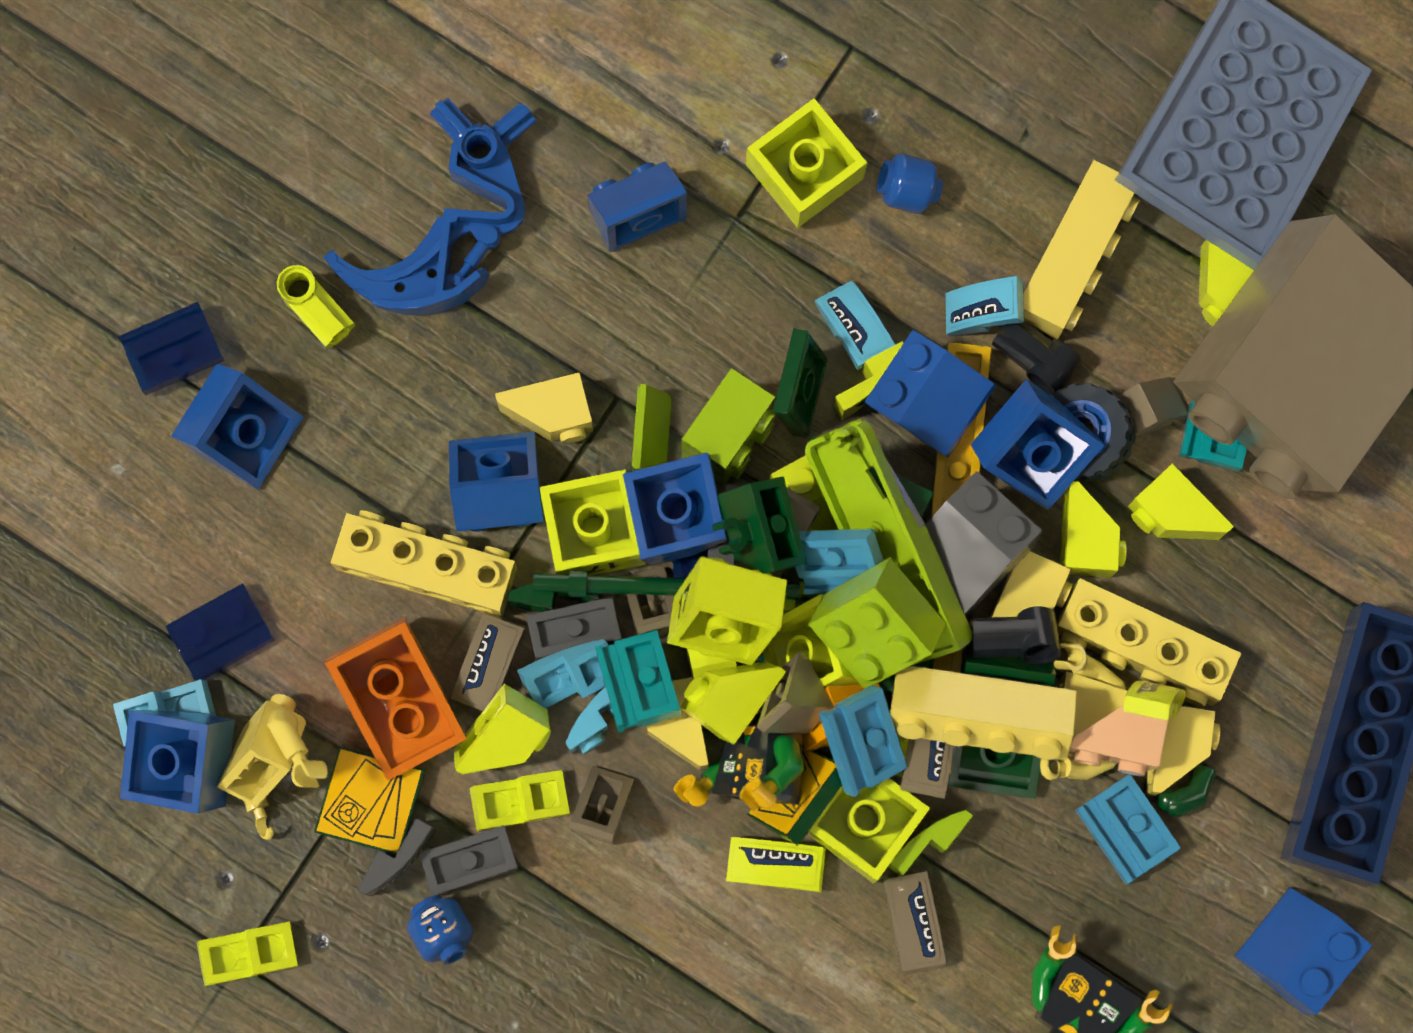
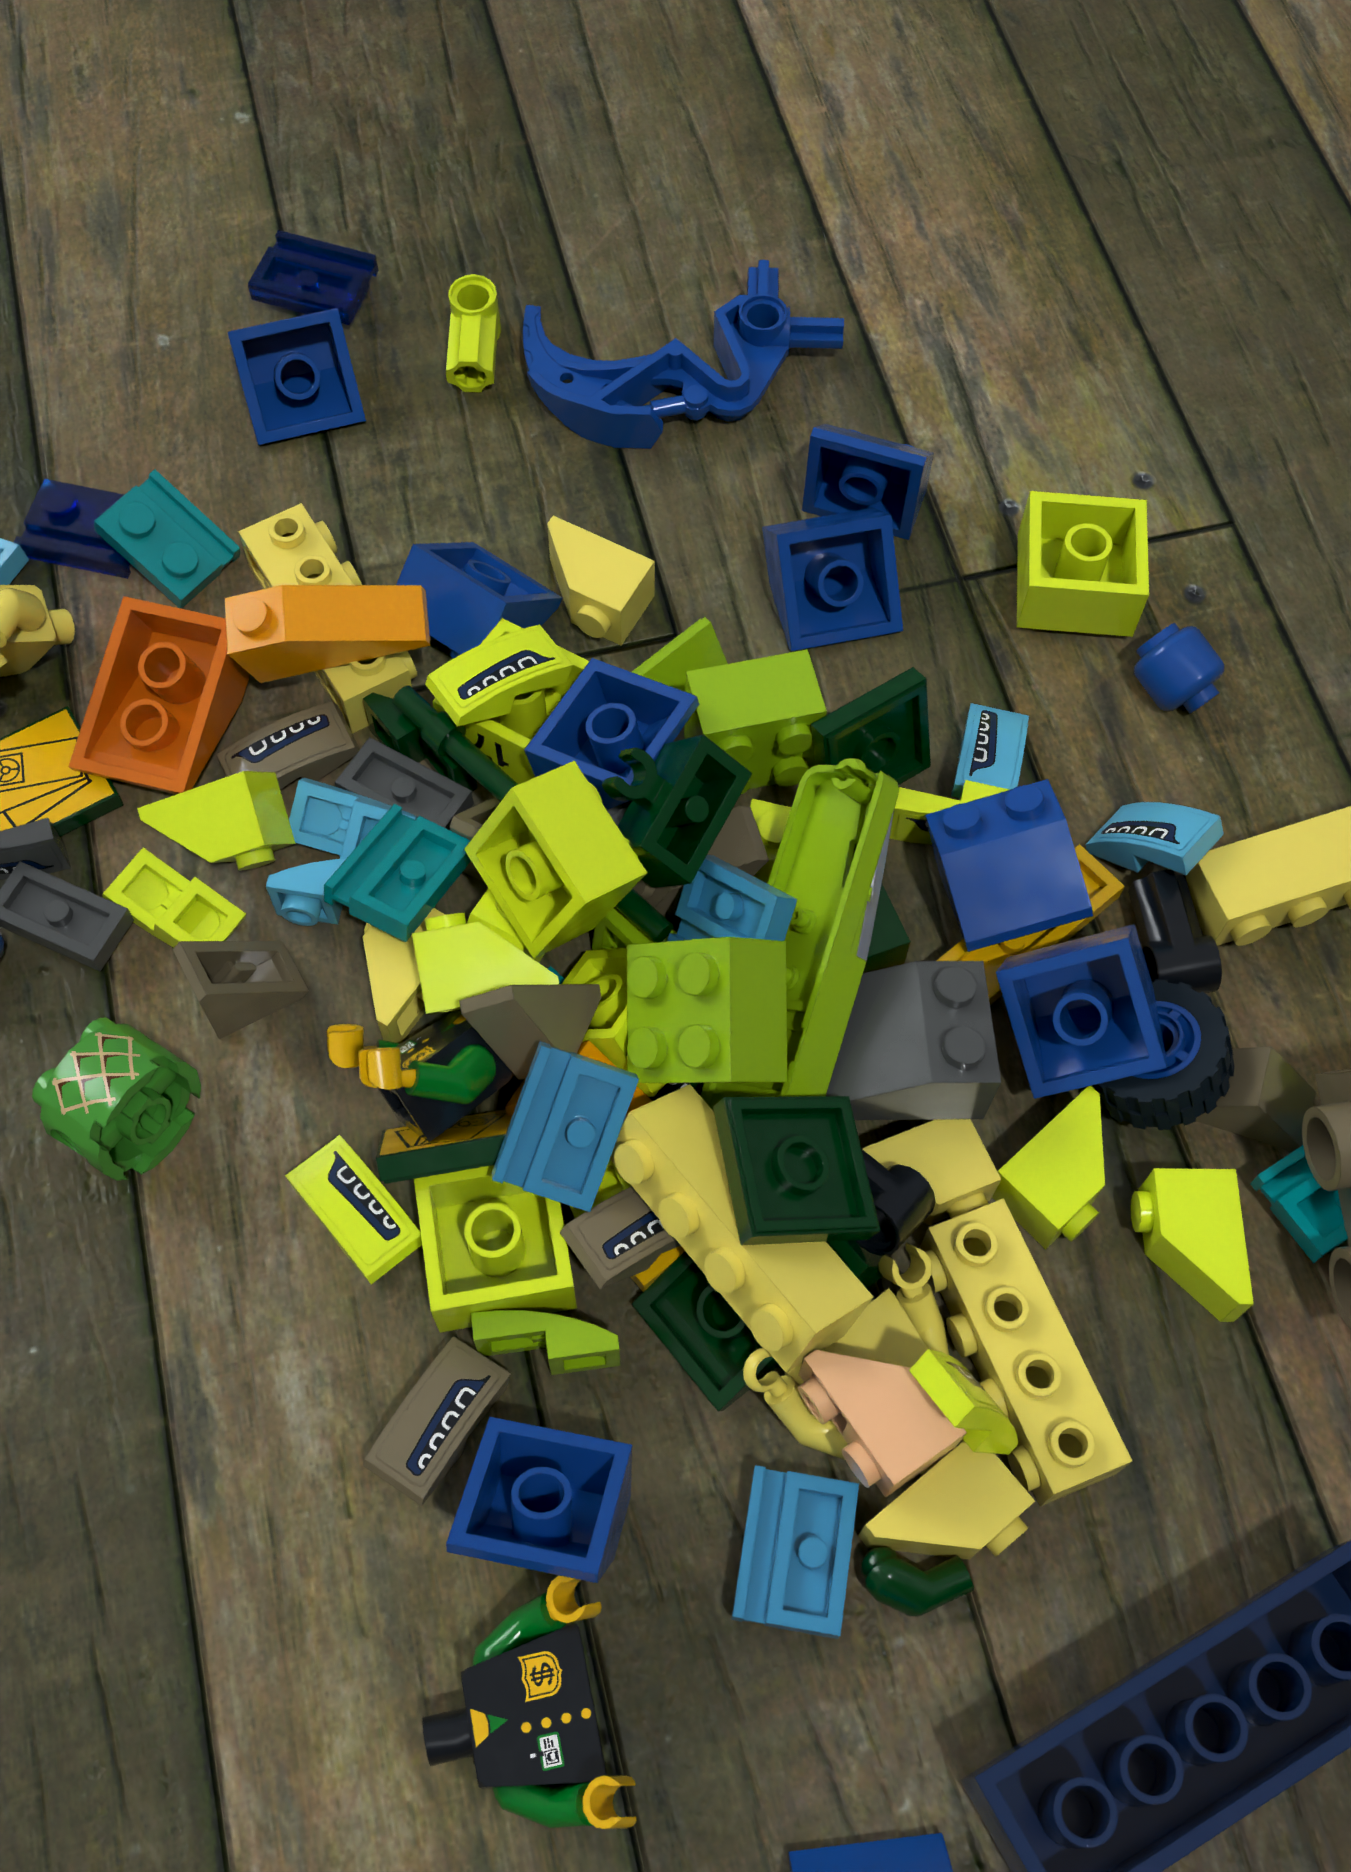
camera: 45 degrees right, 15 degrees down
(283, 599) = (167, 539): none -> teal plate
(458, 579) = (322, 626): none -> light orange slope
(582, 527) = (489, 676): none -> neon yellow slope
(614, 922) = (117, 1099): none -> bright green brick
(675, 287) = (834, 577): none -> blue slope
(990, 664) = (795, 1169): none -> dark green tile
(1008, 915) = (544, 1500): none -> blue slope

